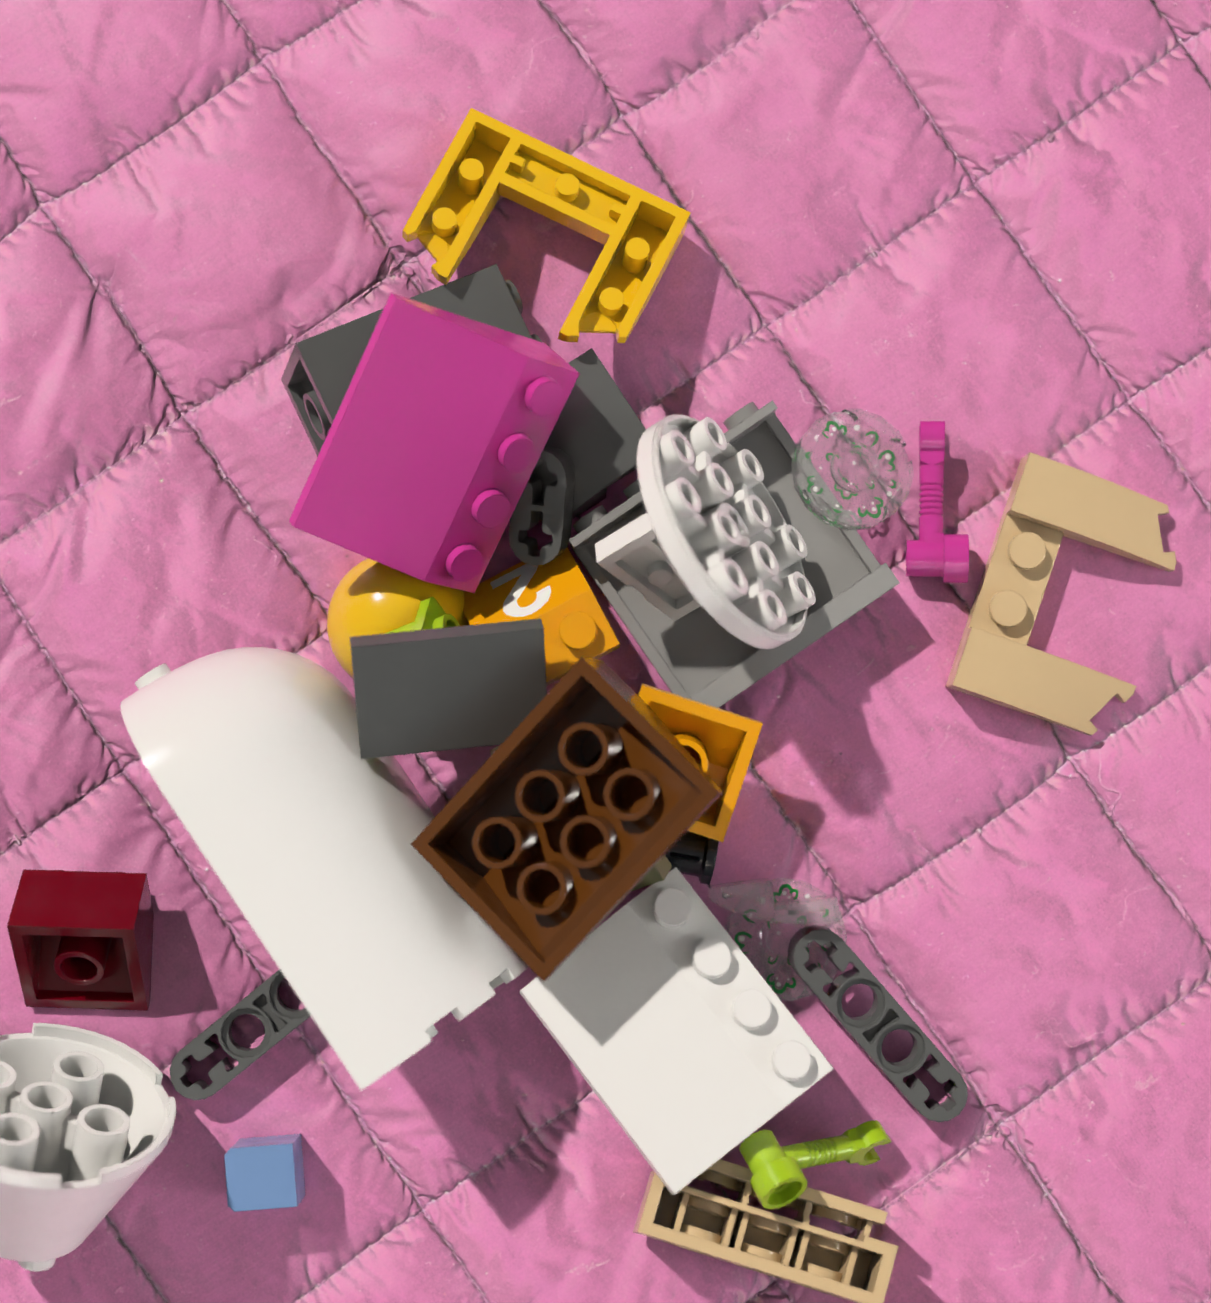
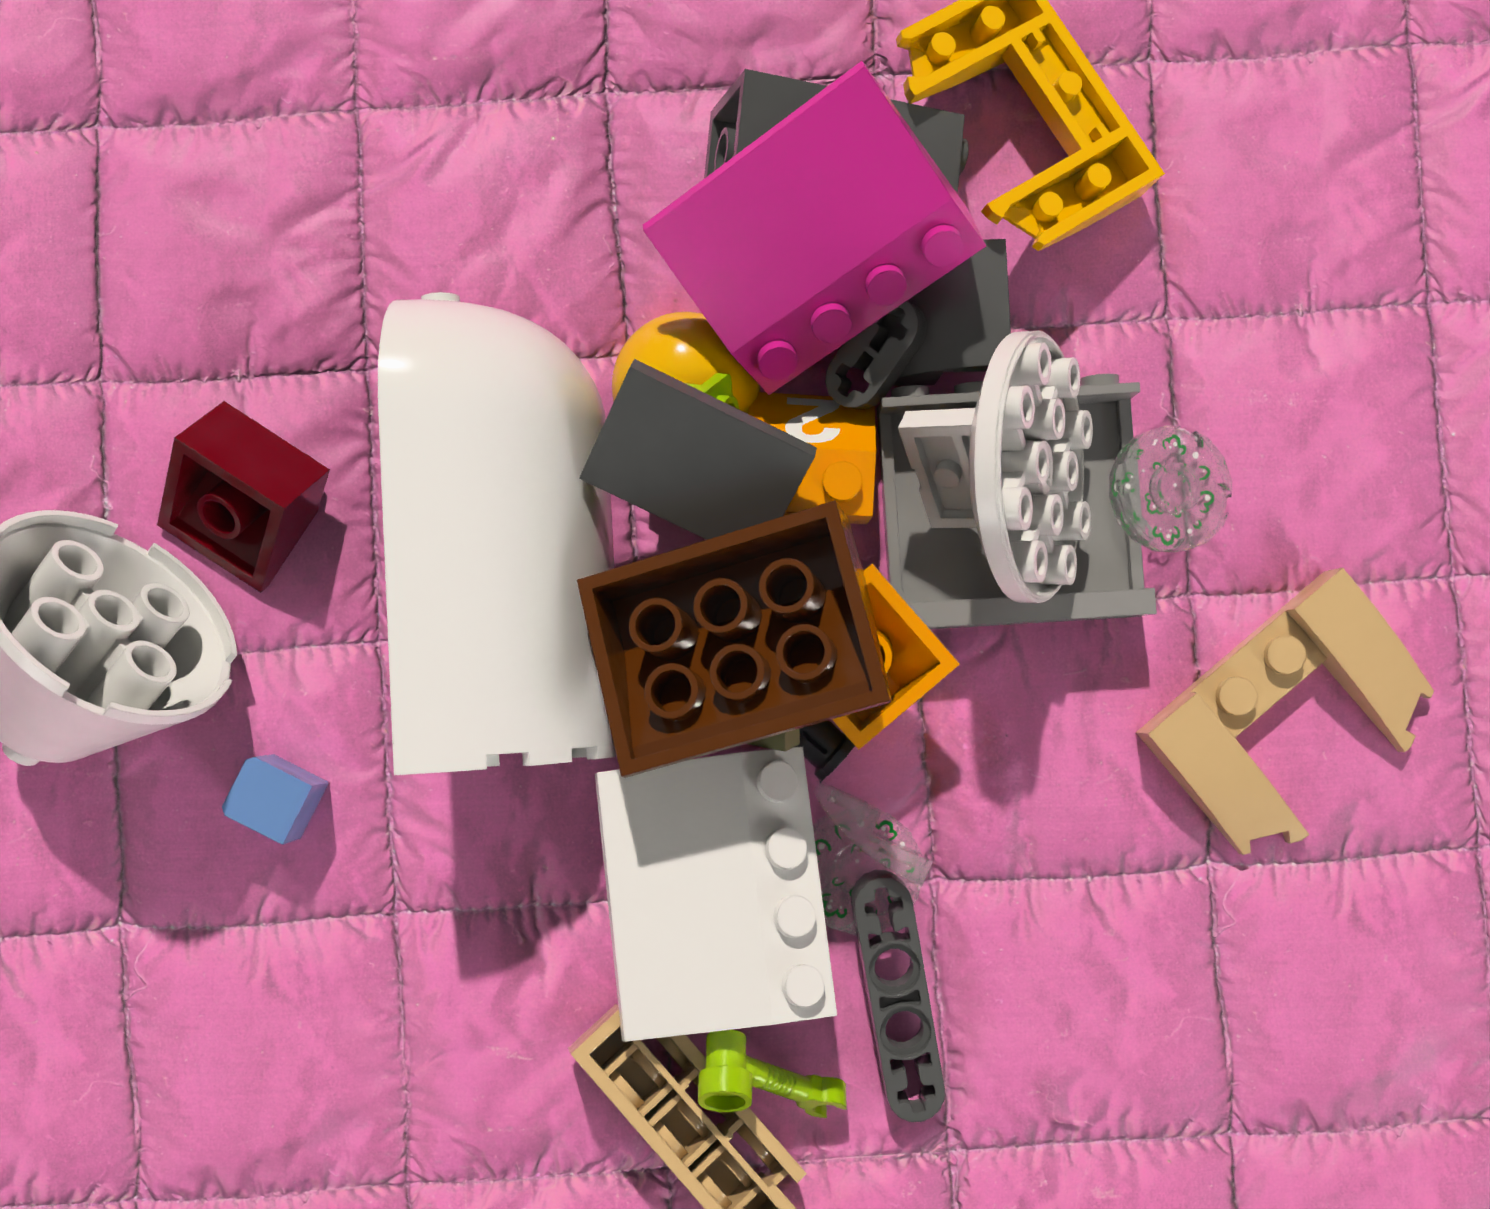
camera: 30 degrees right, 0 degrees up
(277, 1022) = (367, 670): dark grey beam -> none
(935, 552) = (1200, 606): dark pink brick -> none

